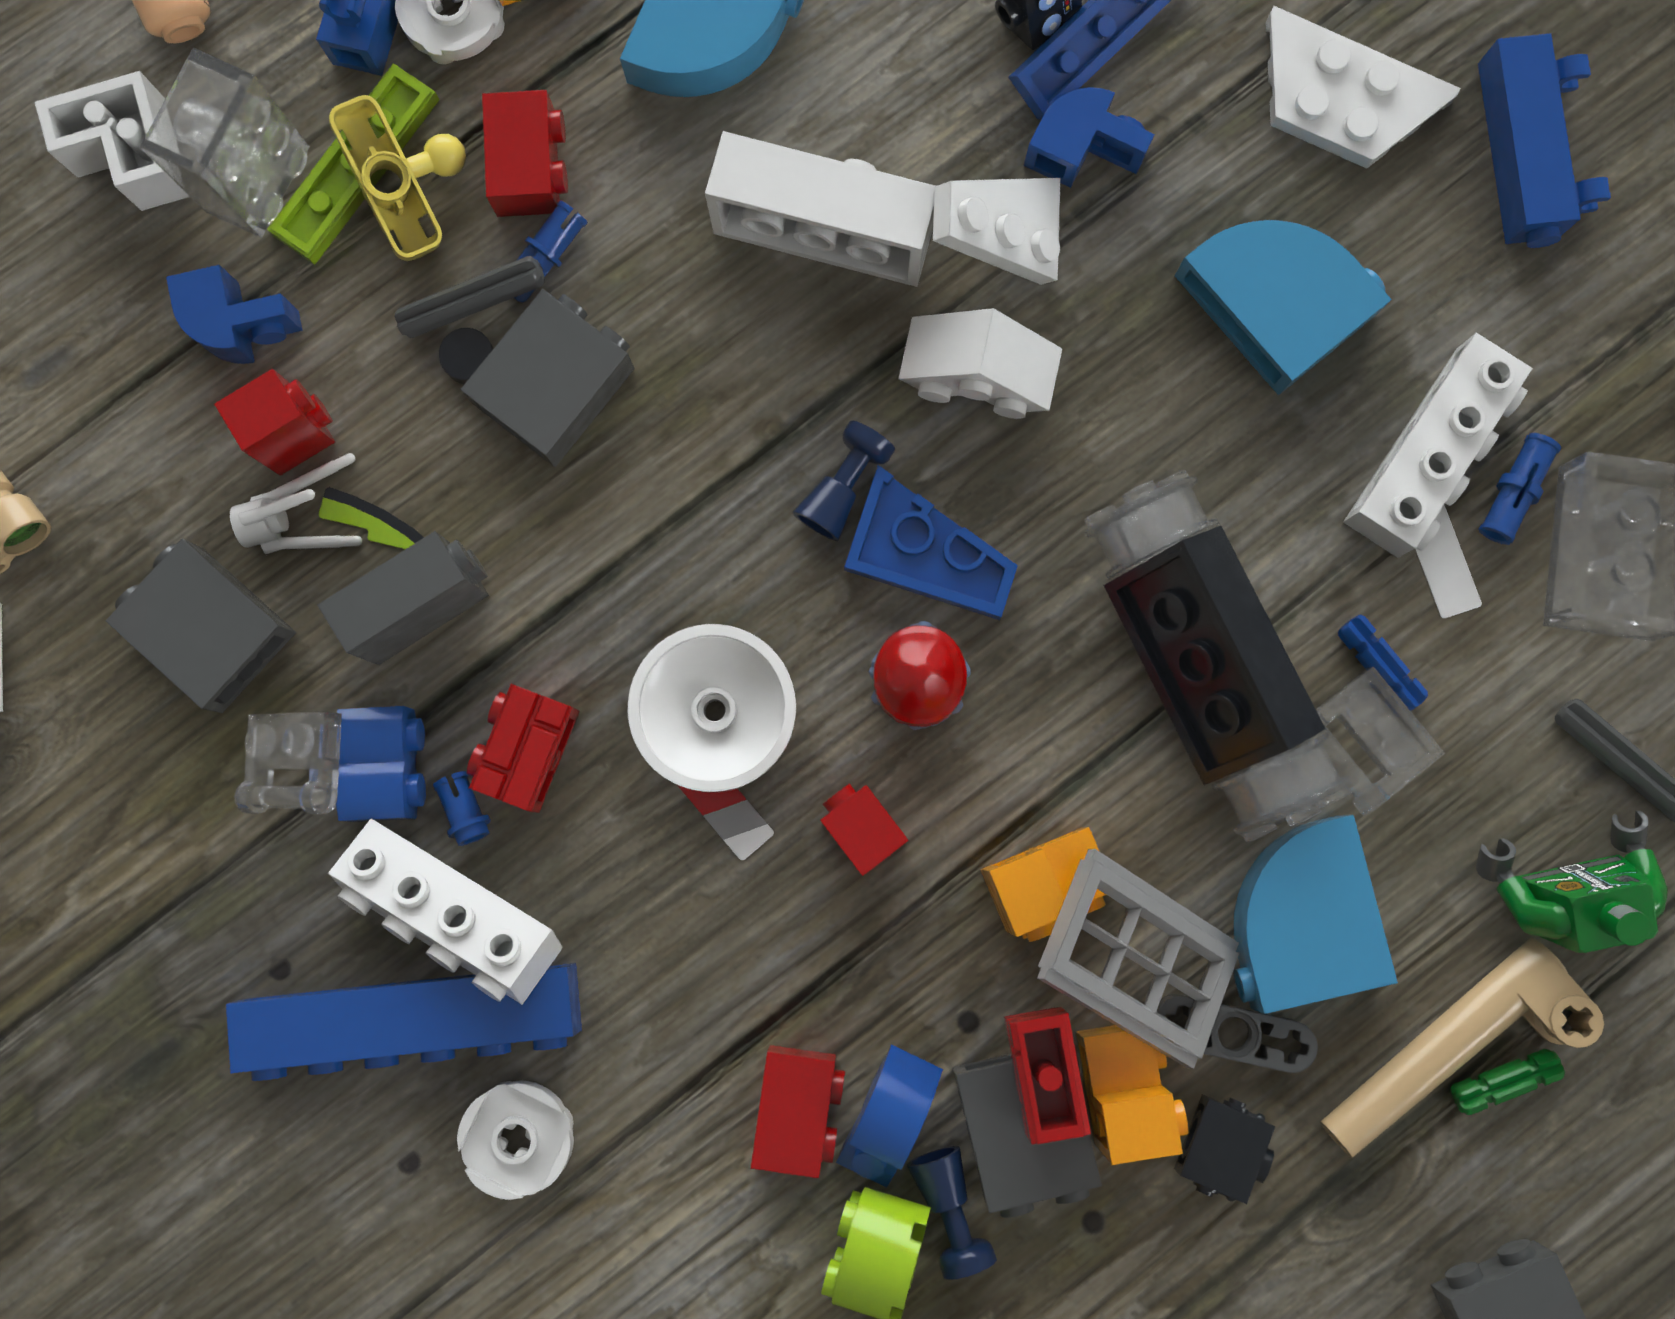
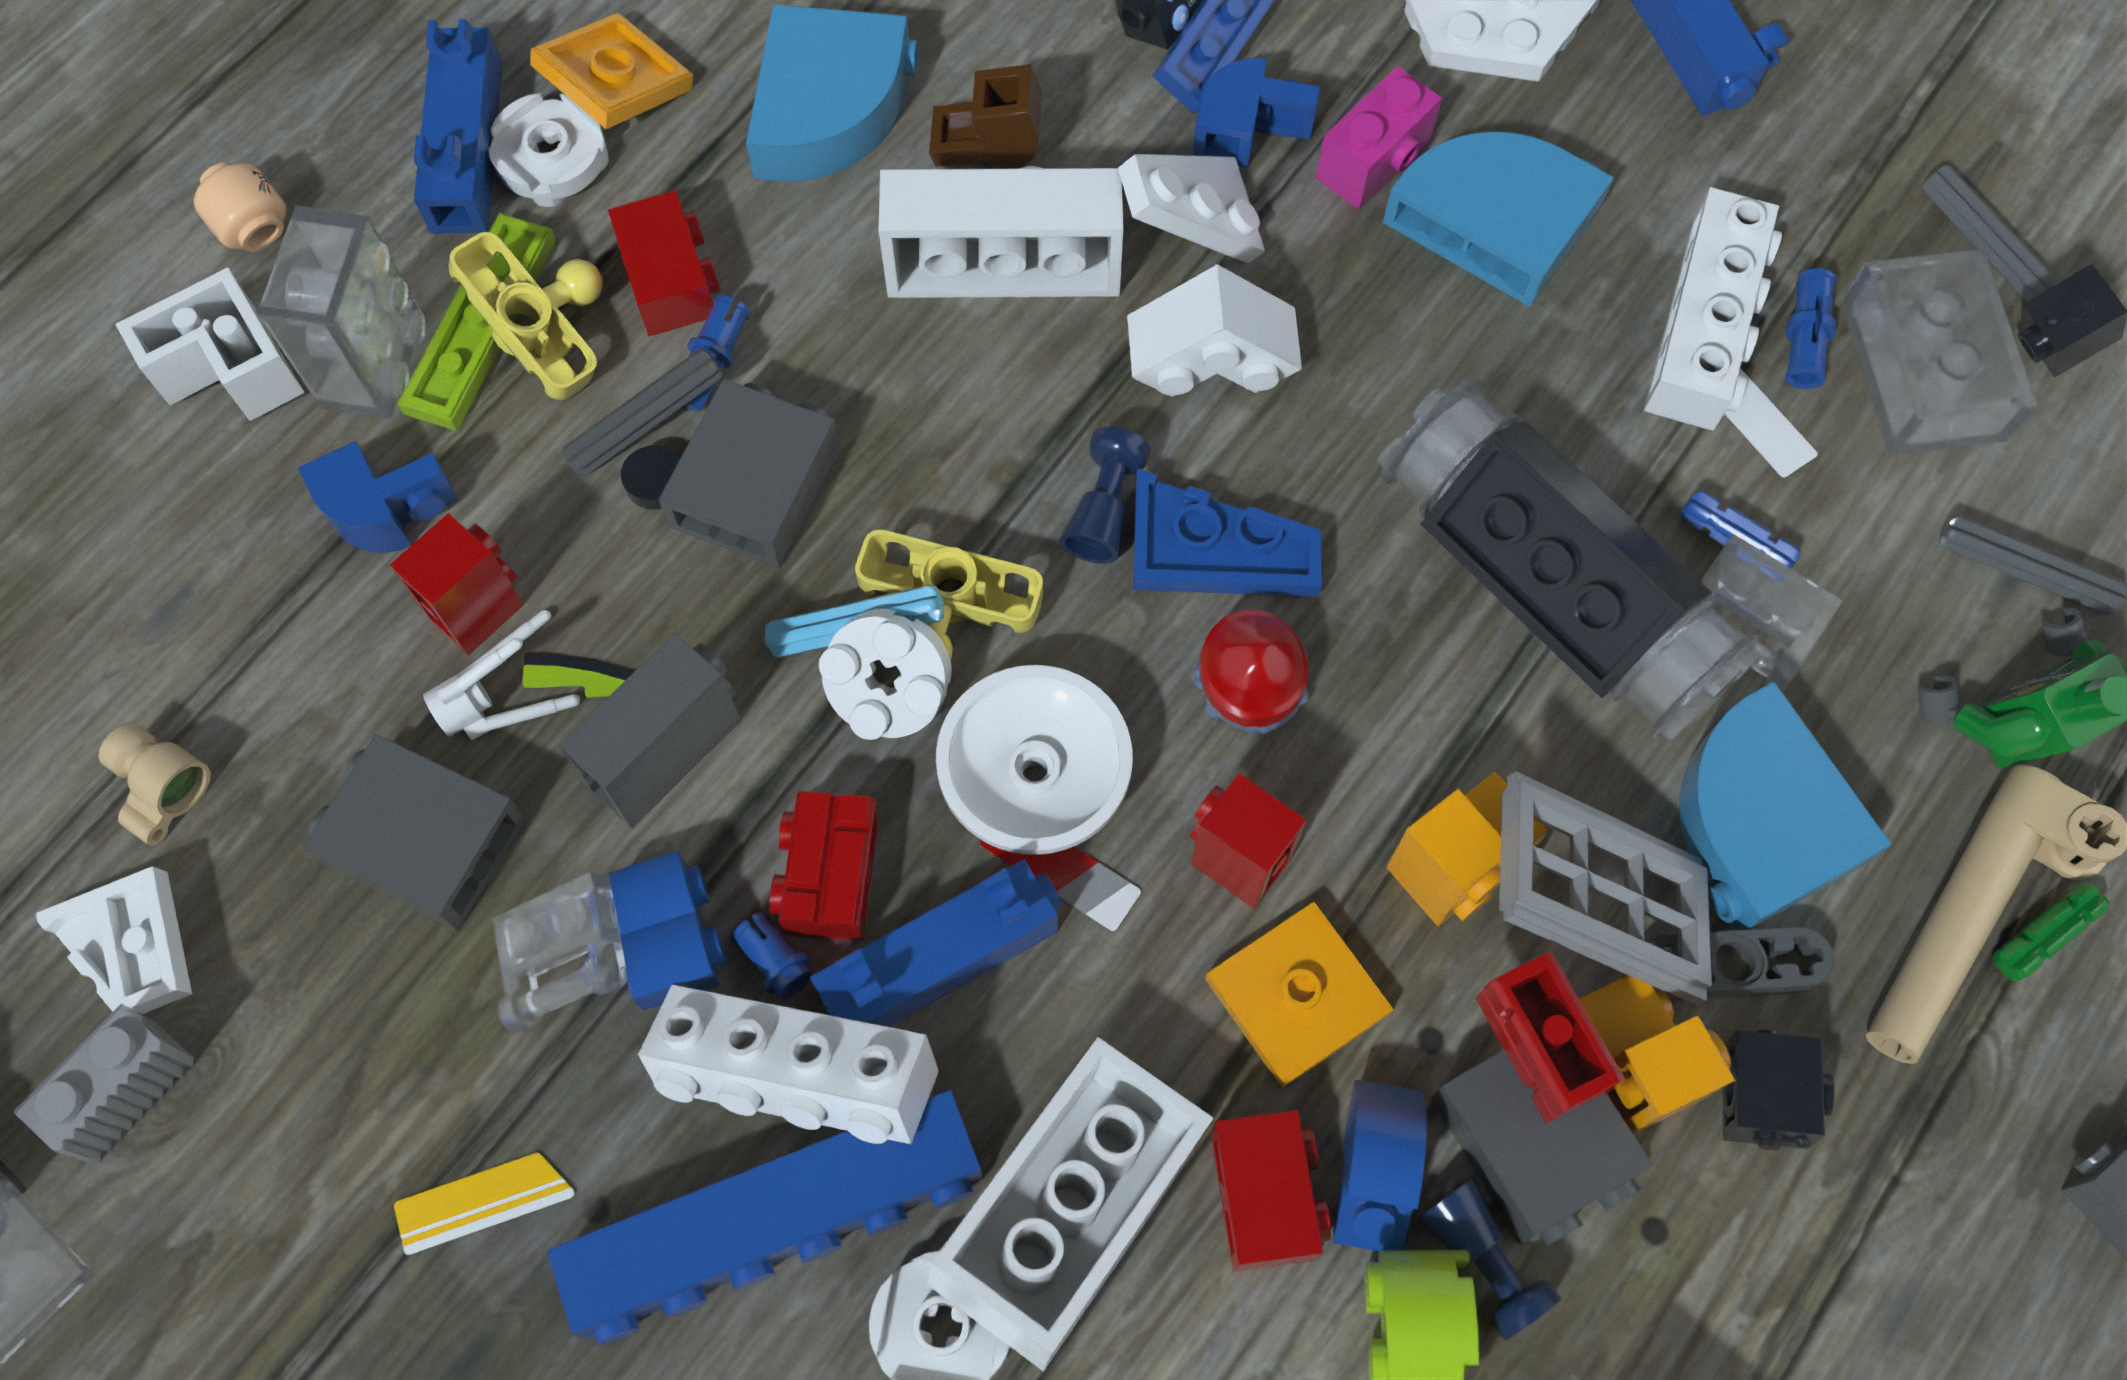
camera: 20 degrees left, 15 degrees down
(192, 937) = (479, 1202): none -> yellow sticker
(591, 845) = (942, 948): none -> blue brick
(593, 616) = (896, 641): none -> white plate
(599, 542) = (818, 627): none -> medium azure axle
(635, 1083) = (1068, 1203): none -> white brick
(711, 549) = (984, 580): none -> light yellow piece
(847, 92) = (995, 126): none -> reddish brown brick
(872, 957) = (1298, 994): none -> light orange plate
(1194, 196) = (1378, 137): none -> dark pink brick

